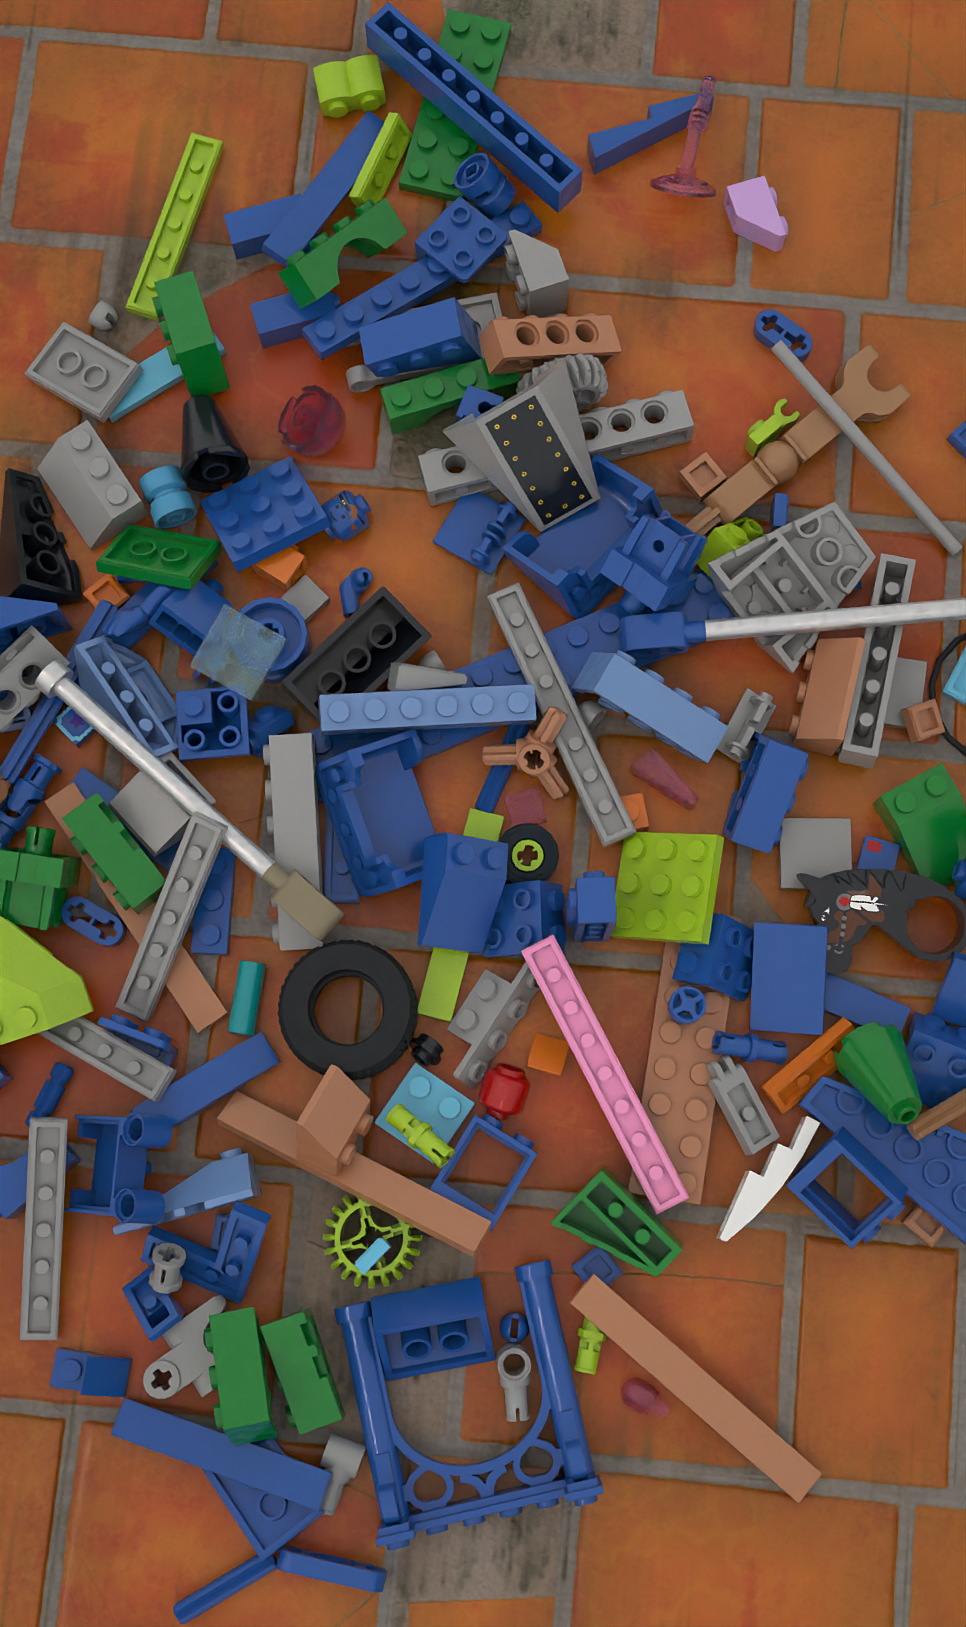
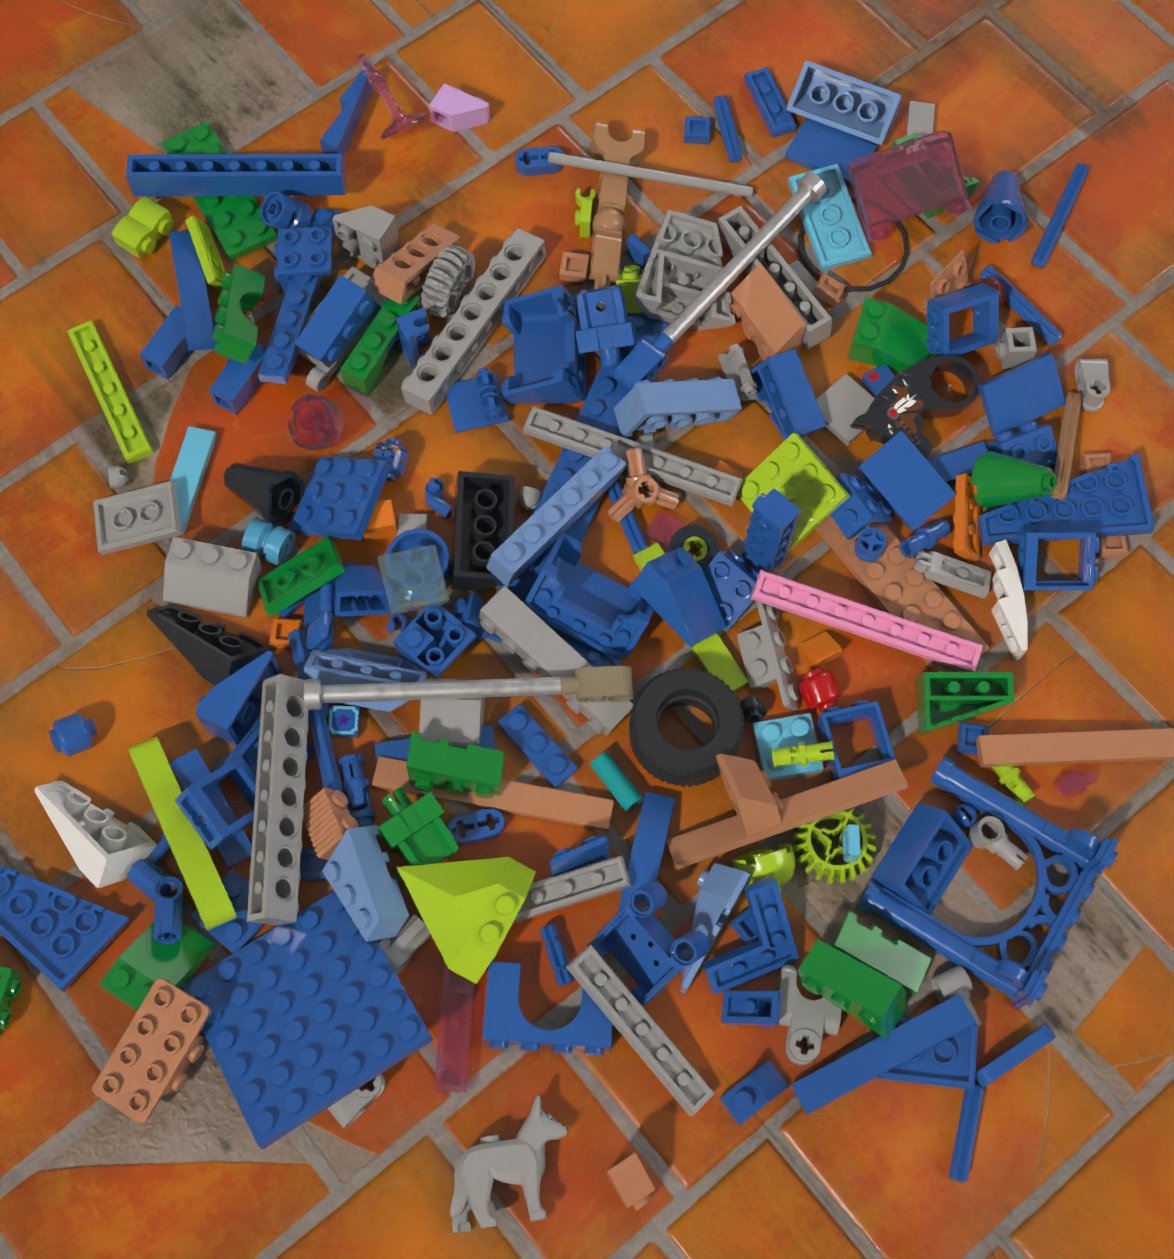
camera: 50 degrees left, 10 degrees down
(167, 1268) = (739, 975): light grey bush -> none
(171, 916) = (526, 769): light grey tile -> none
(190, 333) = (189, 434): green wedge -> none
(289, 1198) = (767, 863): none -> lime cylinder
(414, 677) = (528, 504): light grey slope -> none
(533, 449) = (469, 324): wedge -> none
(659, 775) = (726, 441): clear pink slope -> none

